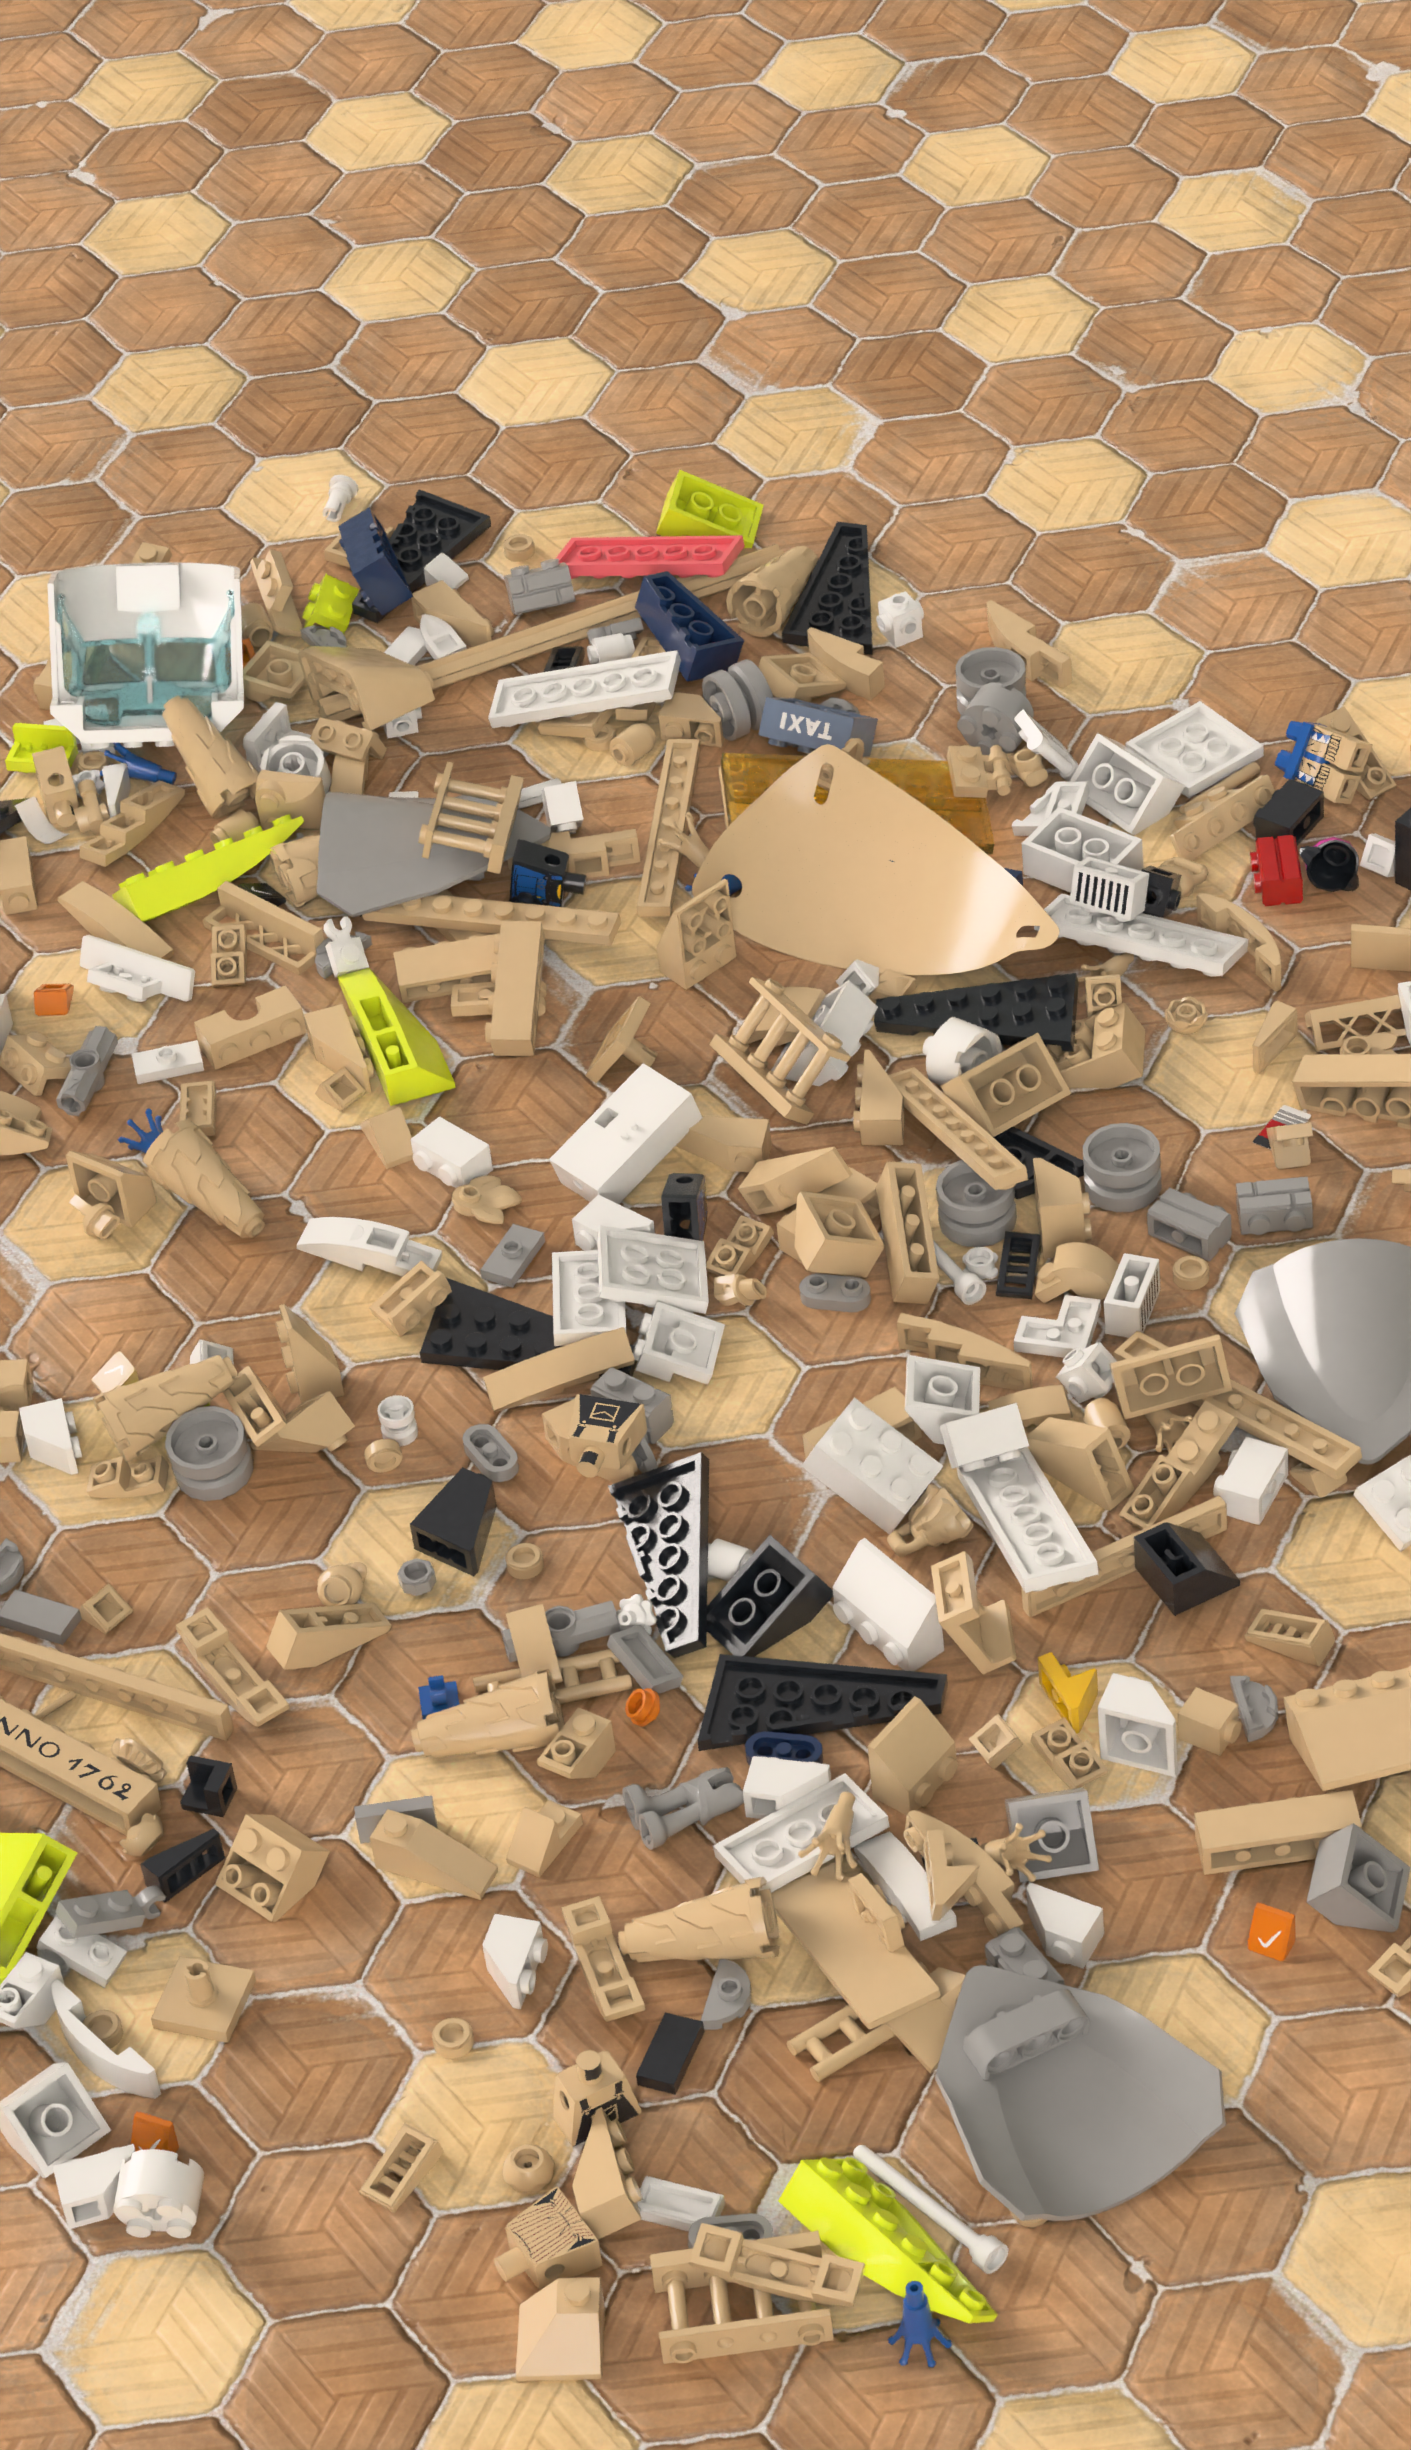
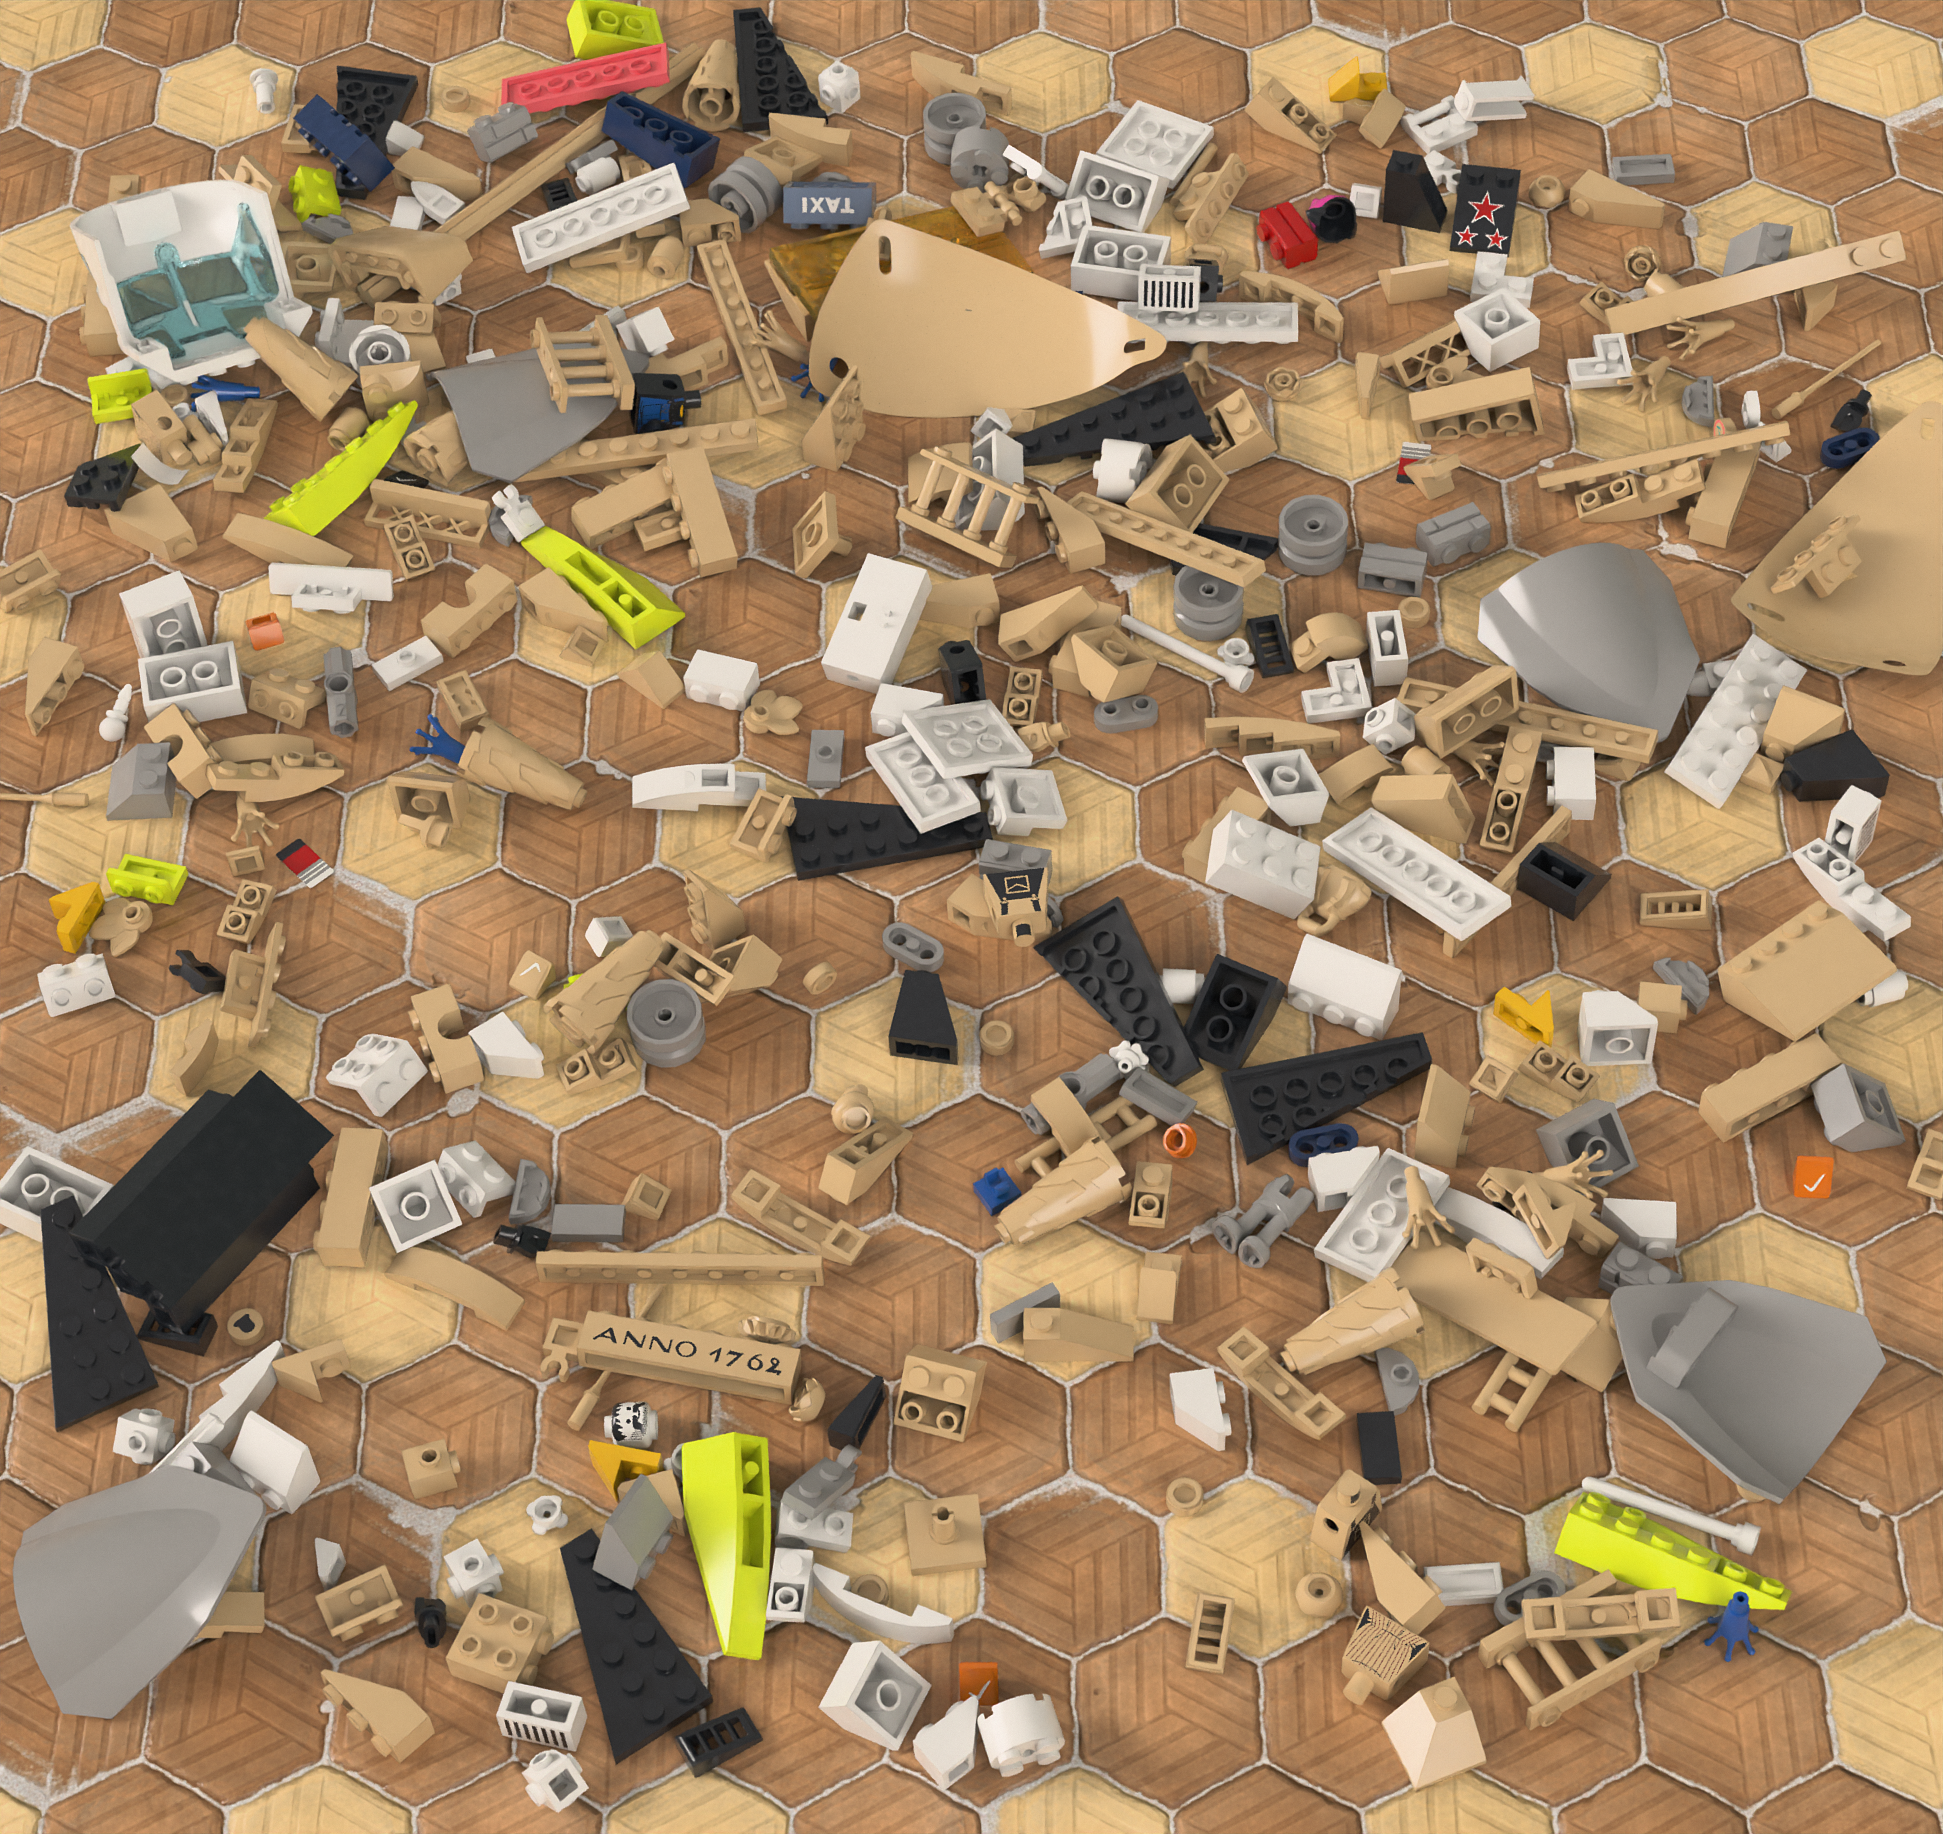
camera: 25 degrees left, 10 degrees up
(210, 1786) = (838, 1335): black panel -> none
(397, 1419) = (815, 941): white wheel -> none
(416, 1577) = (912, 1081): light grey tile -> none
(558, 1369) = (934, 854): tan slope -> none
(907, 1233) = (1171, 643): tan brick -> none
(978, 1630) = (1426, 972): tan panel -> none
(983, 1437) = (1344, 811): white brick -> none
(1059, 1207) = (1286, 587): tan slope -> none
(1102, 993) = (1217, 386): tan slope -> none
(1290, 811) = (1268, 182): black brick -> none
(1313, 759) = (1266, 125): hips -> none

